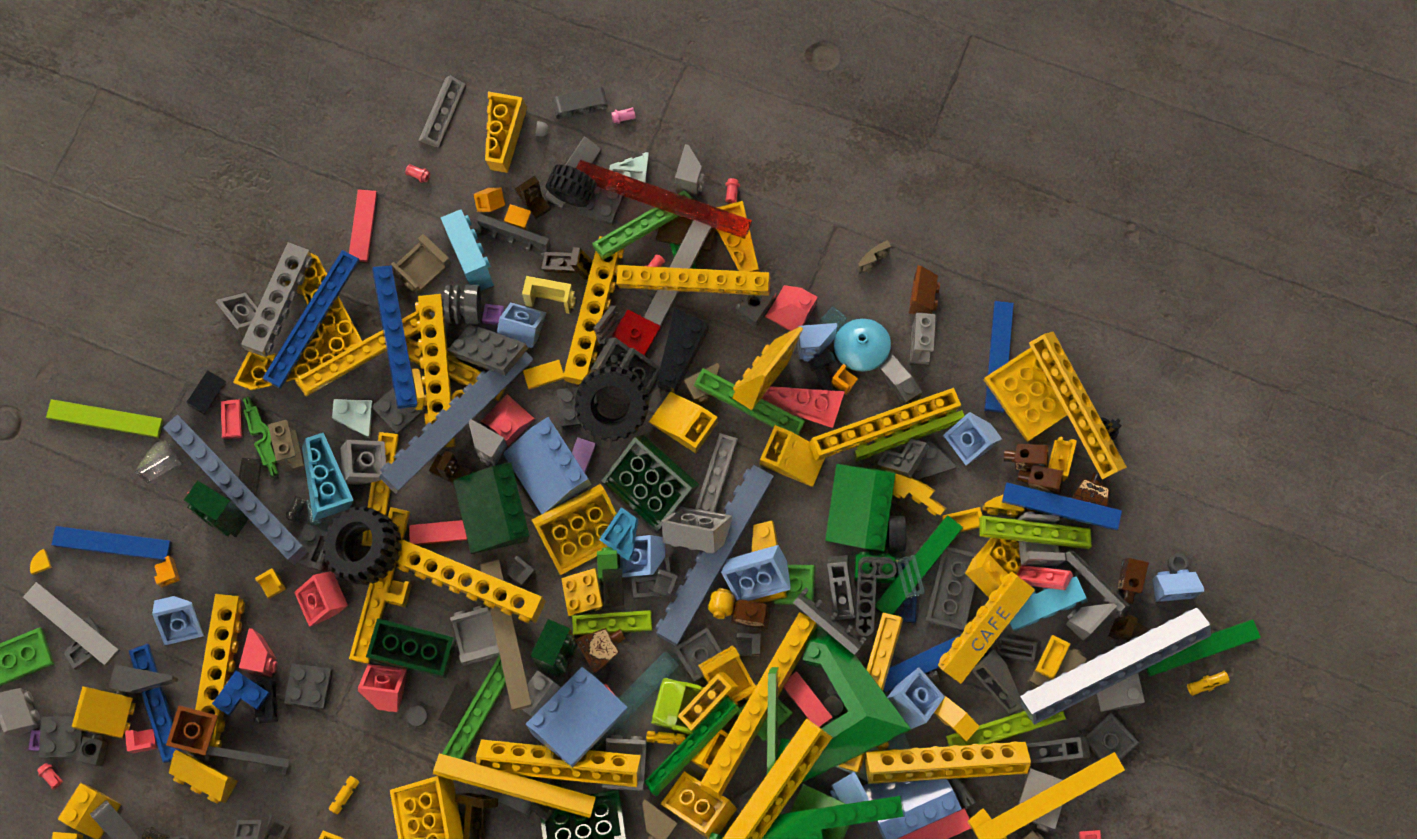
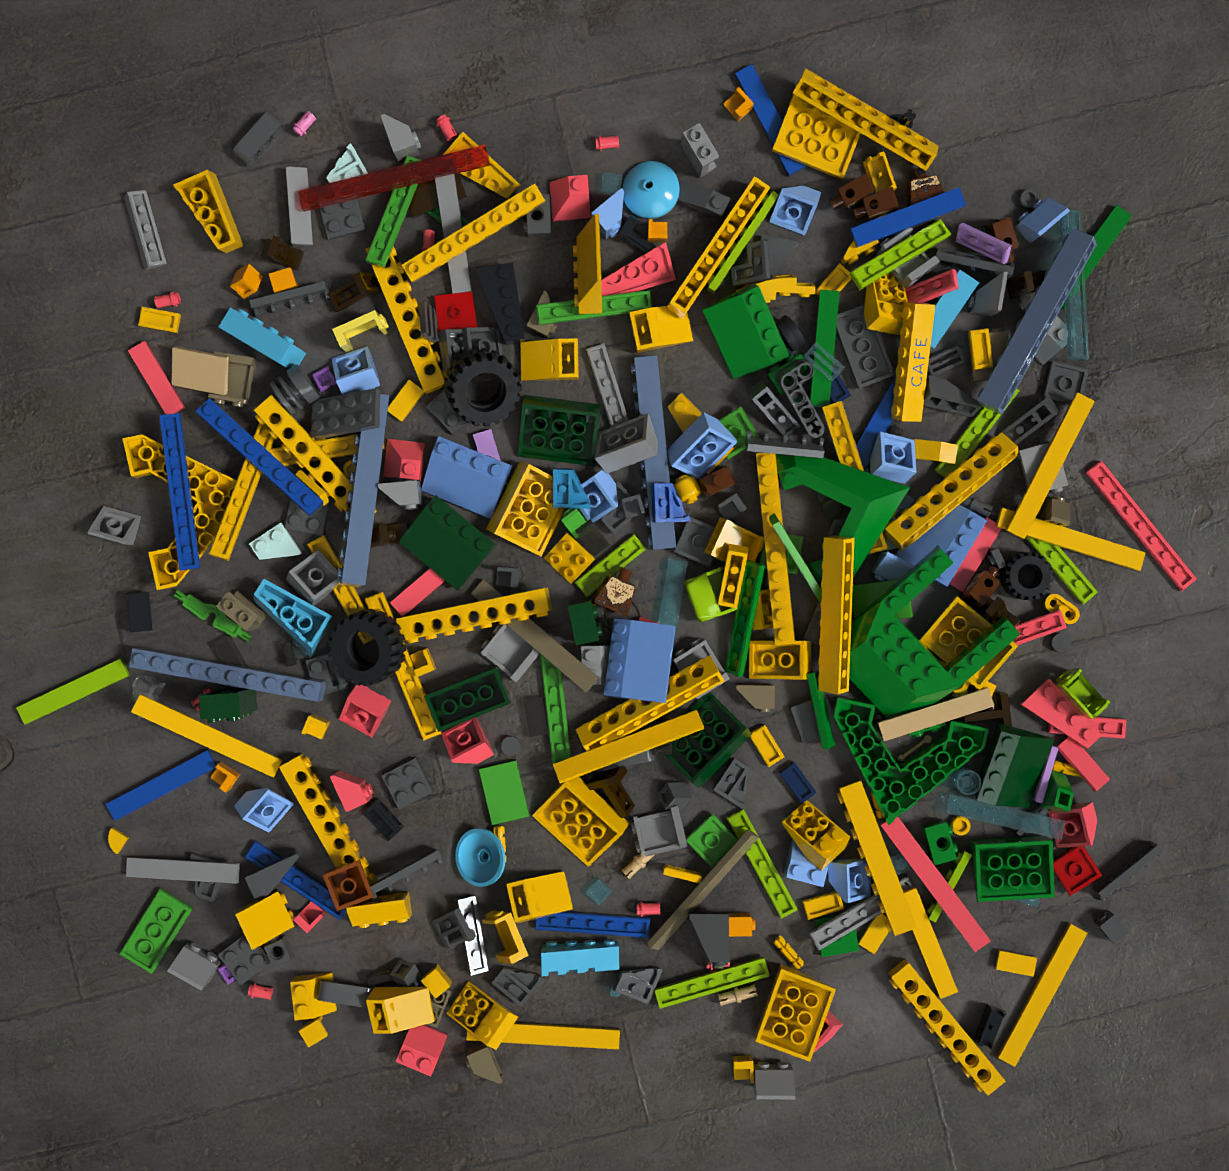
camera: 40 degrees left, 15 degrees up
(179, 526) = (206, 735): none -> yellow tile
(231, 419) = (177, 618): coral tile -> none
(239, 689) = (357, 825): blue plate -> none
(292, 255) = (120, 450): light grey brick -> none
(319, 792) = (473, 860): none -> medium azure dish
(381, 752) = (504, 792): none -> bright green tile
(400, 184) = (159, 320): none -> yellow tile
(400, 240) = (200, 370): none -> tan tile
(541, 129) = (242, 185): light grey hinge -> none
(571, 185) = (309, 221): black tyre -> none
(665, 738) = (717, 625): yellow axle -> none
(694, 602) = (666, 504): none -> wing
(807, 700) = (809, 519): coral tile -> none
(852, 285) = (606, 142): none -> coral pin
(869, 261) = (607, 109): dark tan slope -> none
(923, 291) = (671, 107): dark orange slope -> none
(981, 327) = (739, 104): none -> light orange panel
(1113, 571) = (983, 243): none -> lavender tile
(1163, 674) = (1076, 301): none -> clear light blue tile
(1208, 683) = (1113, 282): yellow pin -> none

